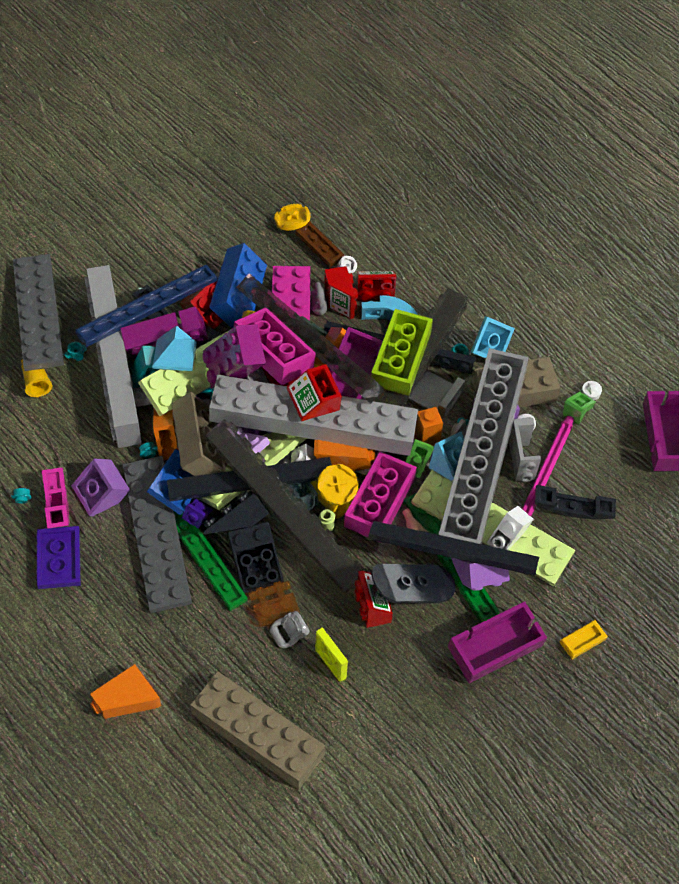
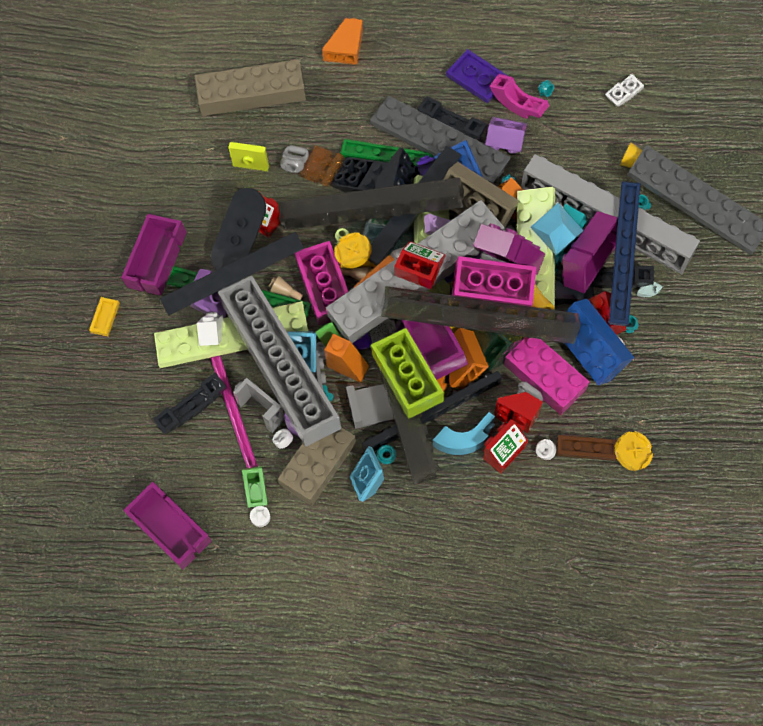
camera: 140 degrees right, 10 degrees up
(125, 537) = (434, 109): none -> black slope

